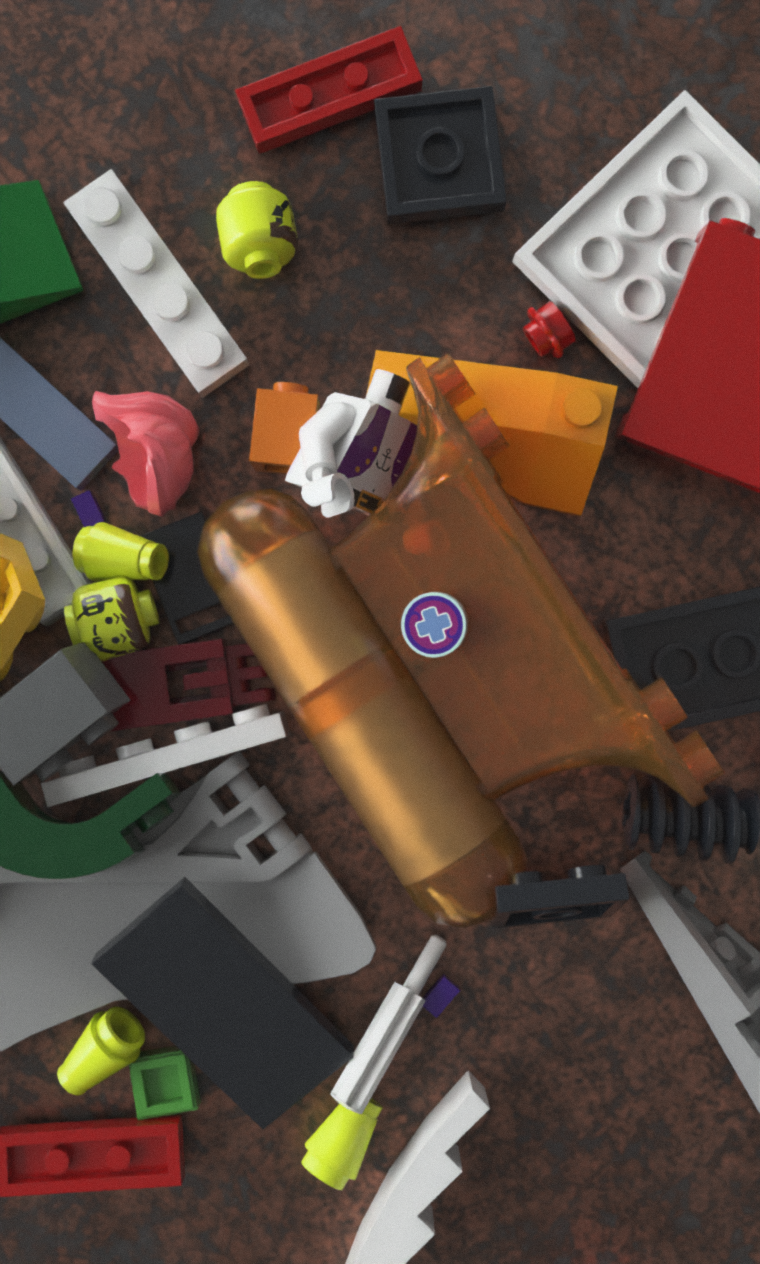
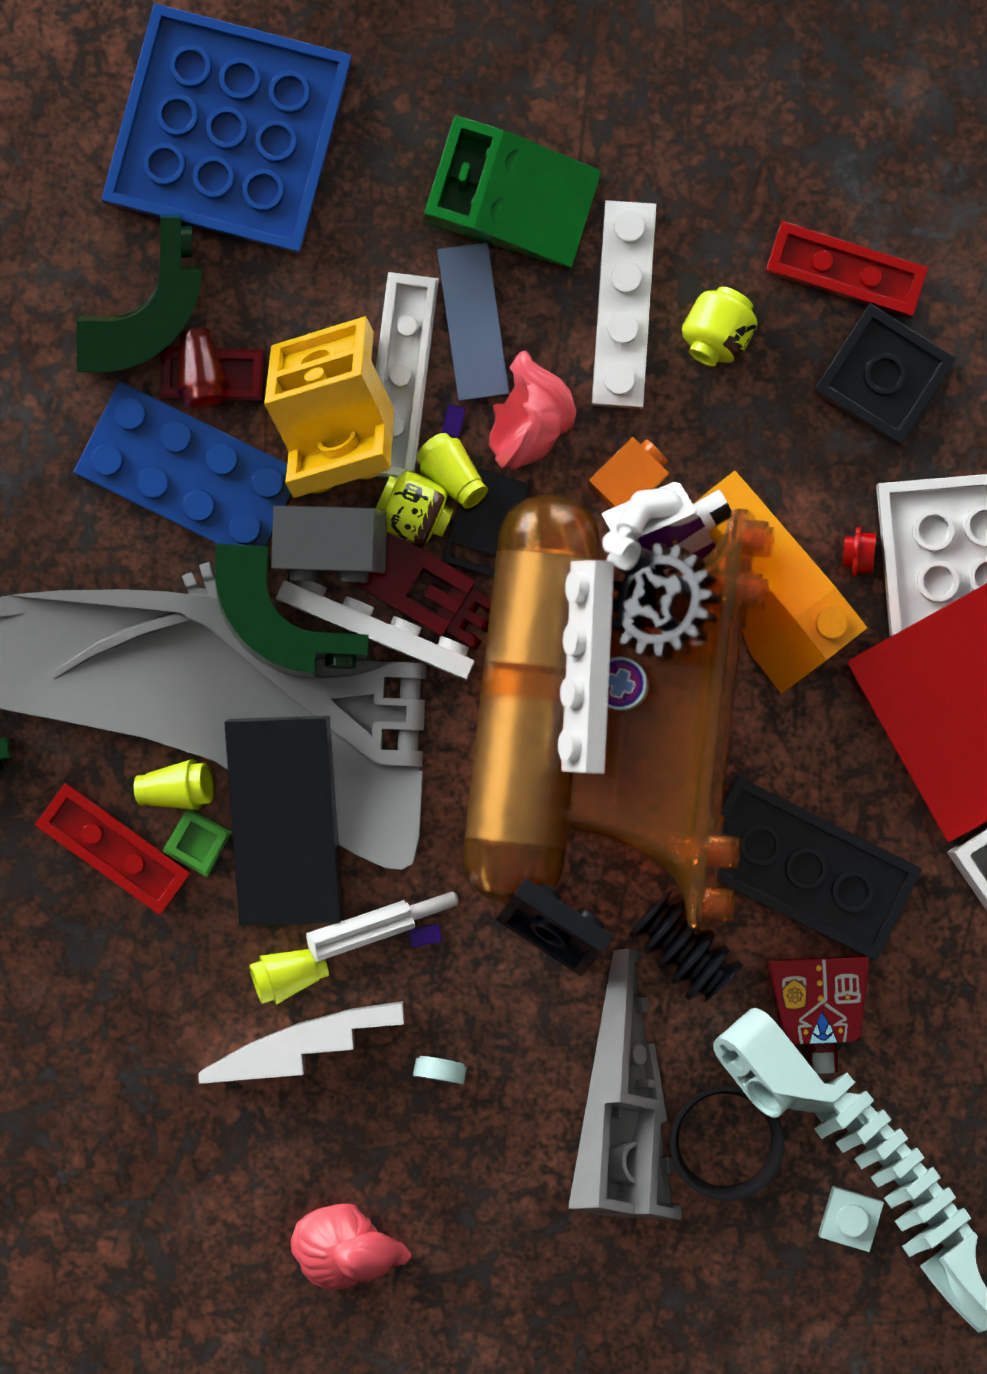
camera: 30 degrees right, 0 degrees up
(389, 634) = (587, 666): none -> white plate
(433, 497) = (682, 608): none -> black gear
(556, 1115) = (439, 1070): none -> light aqua tile

